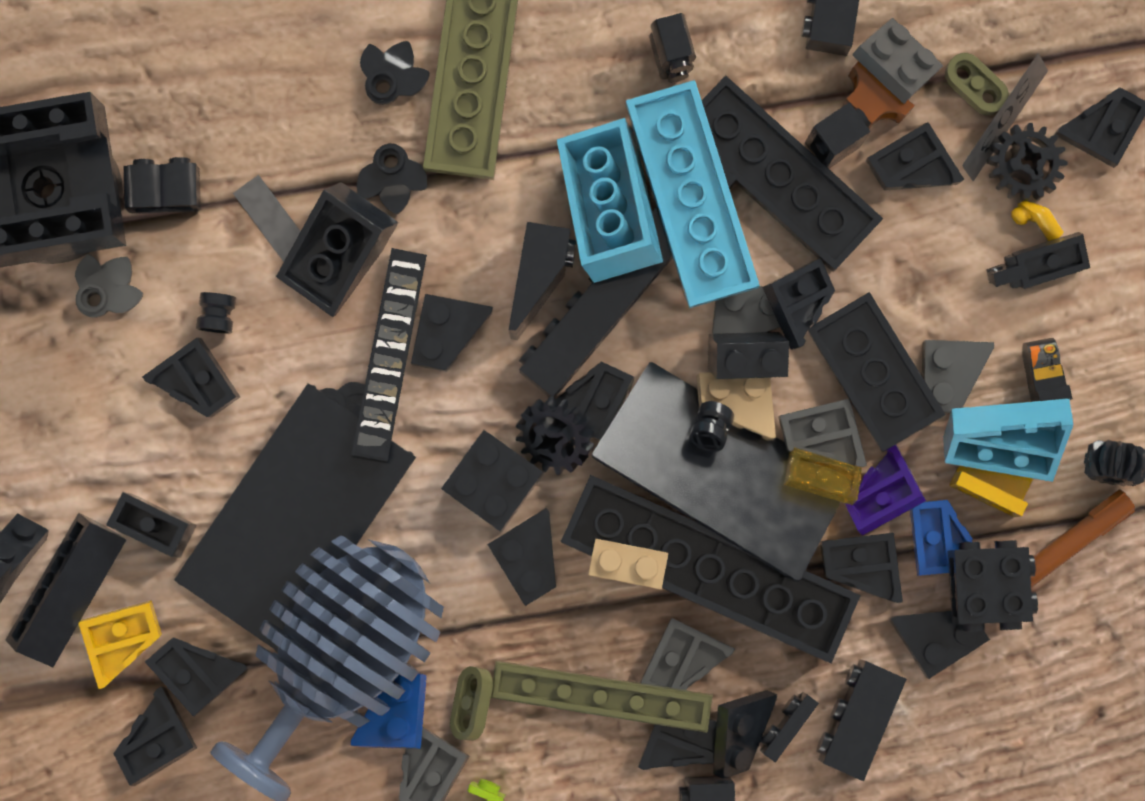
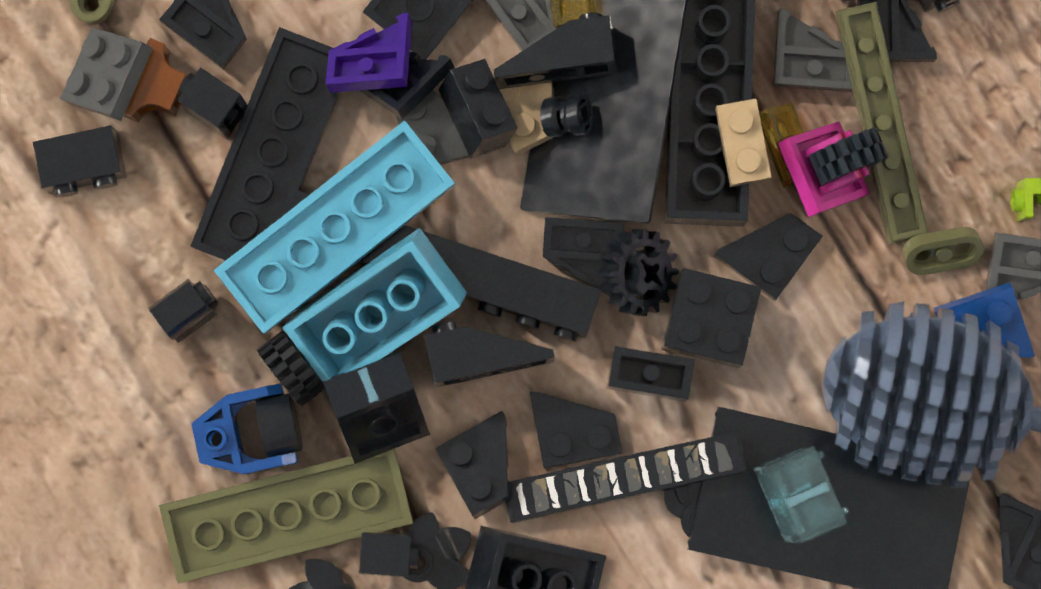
camera: 110 degrees left, 0 degrees up
(311, 491) = (800, 495): none -> clear light blue container
(403, 133) = (388, 554): none -> black brick
(449, 240) = (479, 464): none -> black wing
(465, 410) = (650, 374): none -> black brick
(528, 171) = (376, 407): none -> black container
(547, 87) = (276, 423): none -> blue piece
(580, 634) = (831, 165): none -> dark pink plate
(588, 113) = (291, 368): none -> black tyre
(614, 607) = (777, 125): none -> clear yellow plate
(765, 446) = (570, 52): none -> black slope
(823, 282) = (372, 59): none -> dark purple wing

